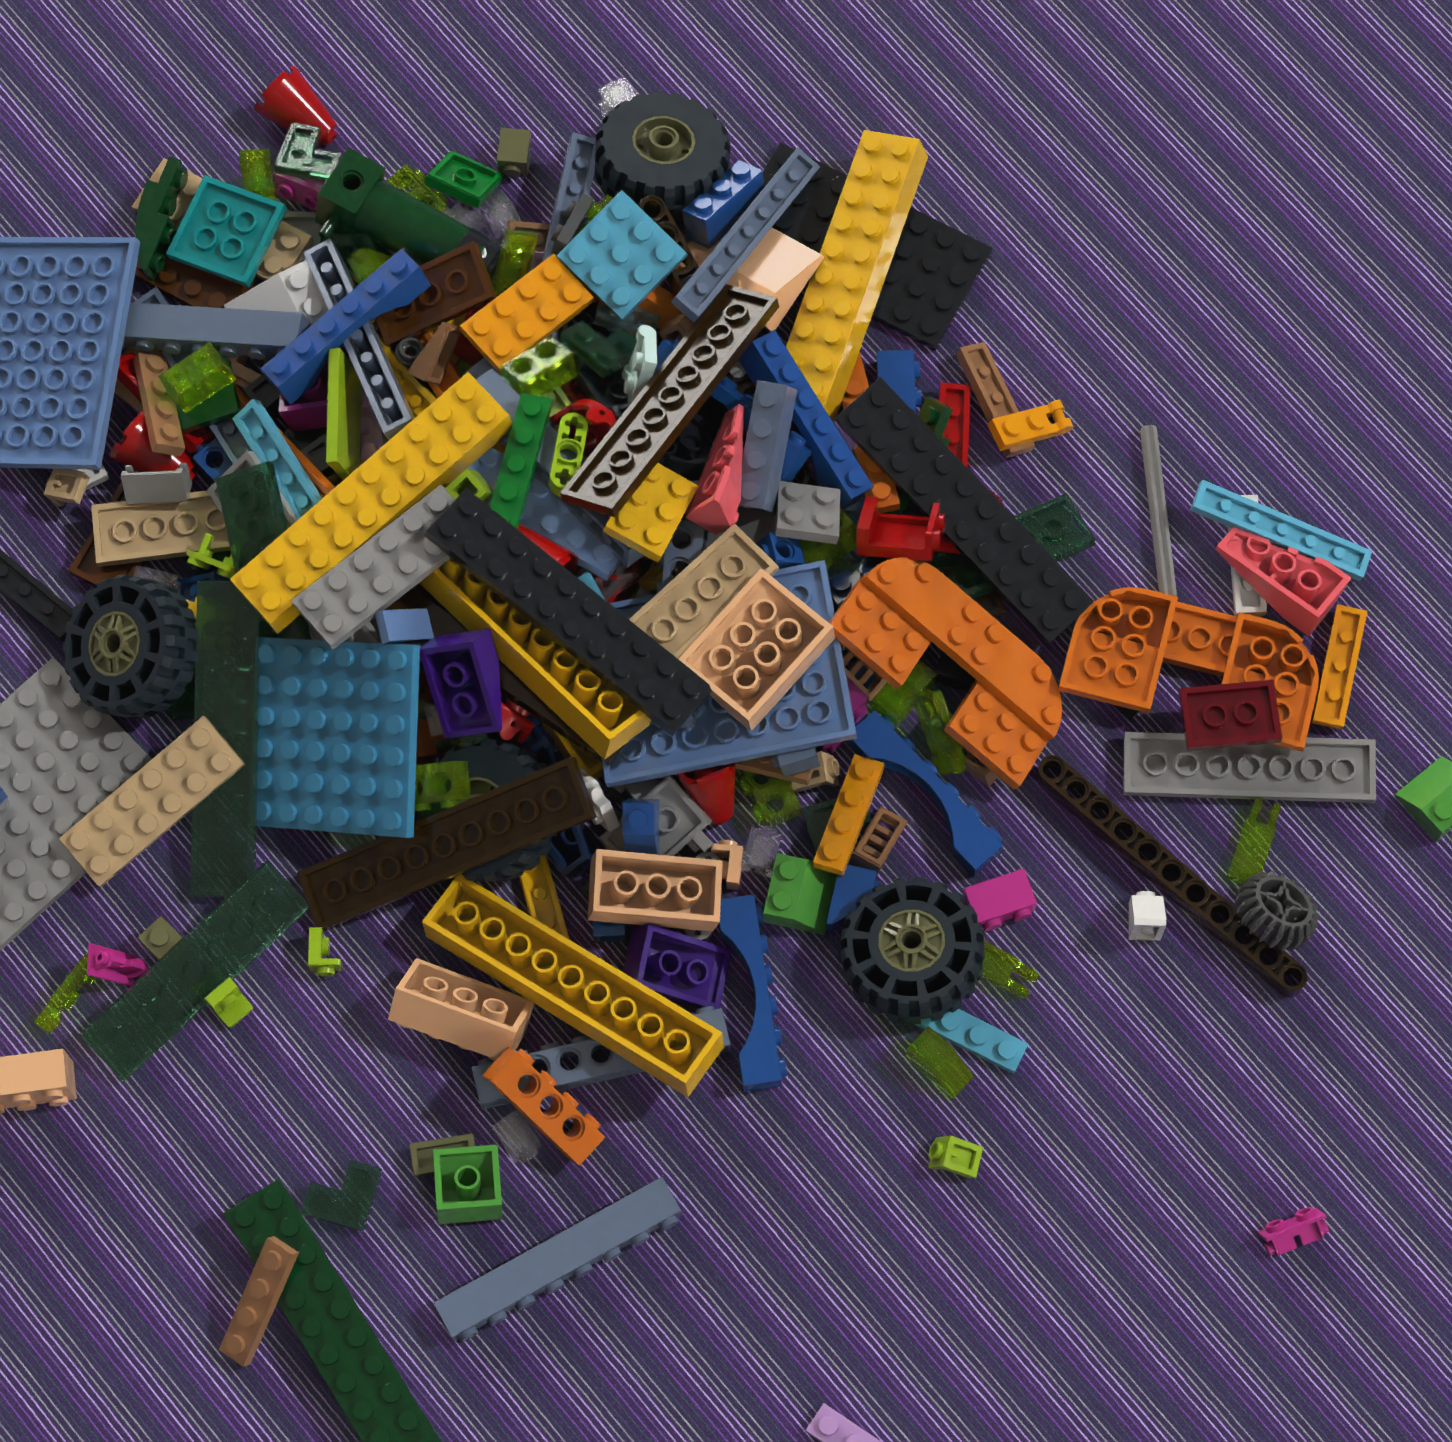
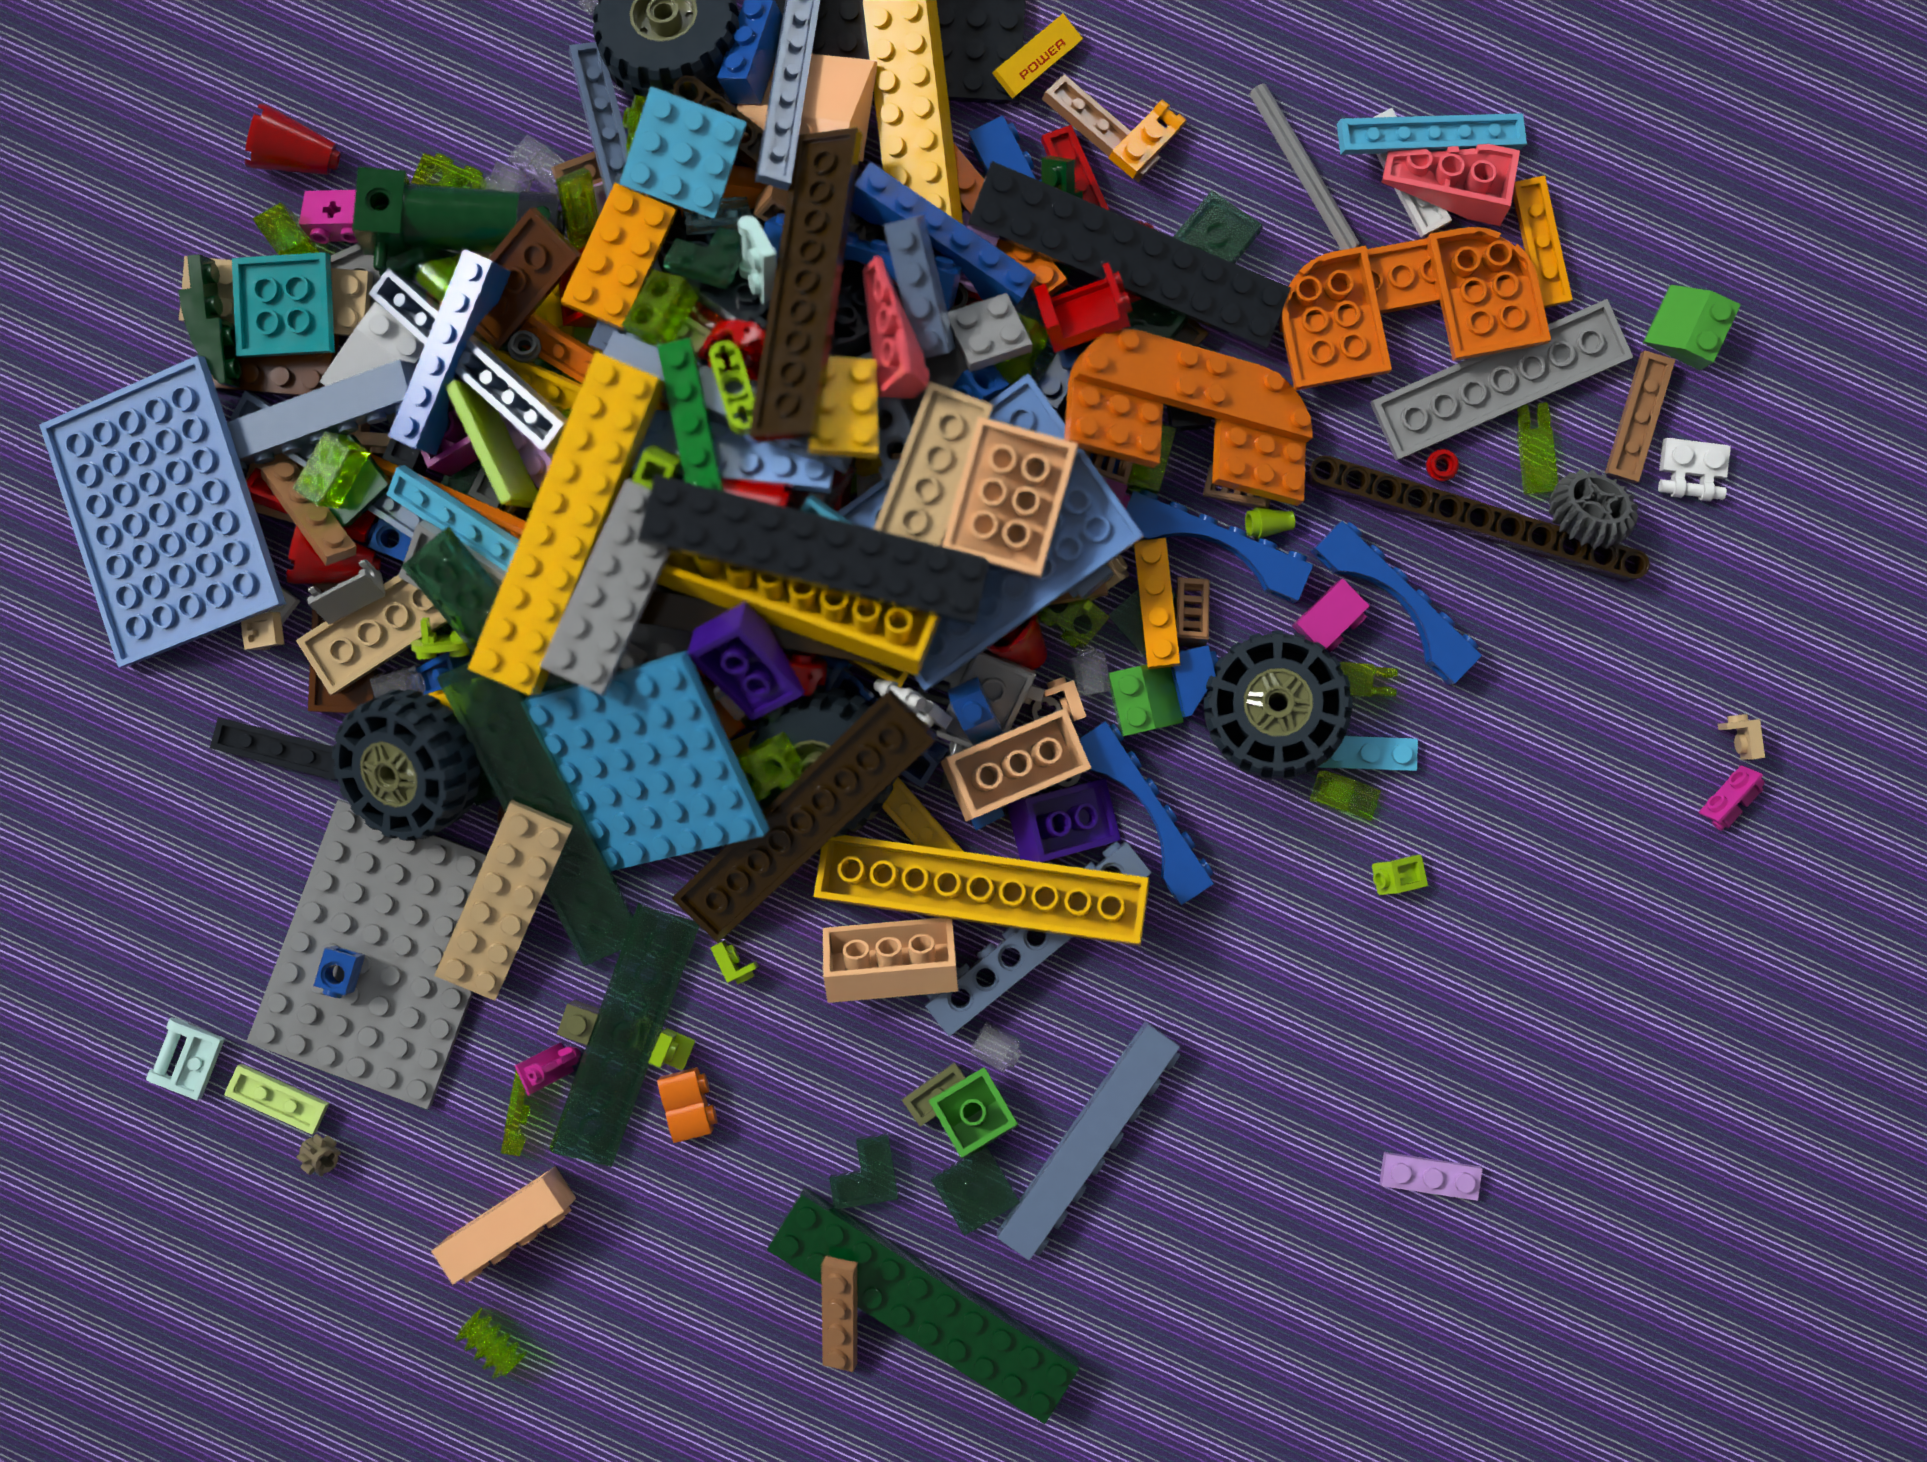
camera: 25 degrees left, 15 degrees up
(217, 1058) = (686, 1104): none -> orange brick
(301, 158) = (314, 195): clear green plate -> none
(404, 626) = (660, 635): medium blue tile -> none
(434, 1256) = (975, 1190): none -> clear green plate
(436, 354) = (550, 341): medium nougat slope -> none
(464, 179) = (486, 142): green tile -> none
(504, 1077) = (1052, 1029): orange brick -> none
(514, 152) = (521, 91): olive brick -> none
(575, 214) = (615, 130): dark grey plate -> none
(933, 718) = (1196, 476): clear neon green hinge -> none
(968, 316) = (1037, 55): none -> yellow tile
(983, 794) = (1266, 522): none -> lime cone
(1040, 855) = (1443, 647): none -> blue arch
(1146, 916) = (1474, 568): white slope -> none
(1164, 808) = (1451, 463): none -> red plate
(1230, 715) = (1471, 341): dark red plate -> none
(1328, 1184) = (1749, 738): none -> tan bracket
(1359, 855) = (1639, 417): none -> medium nougat plate
(1393, 915) = (1694, 459): none -> white plate

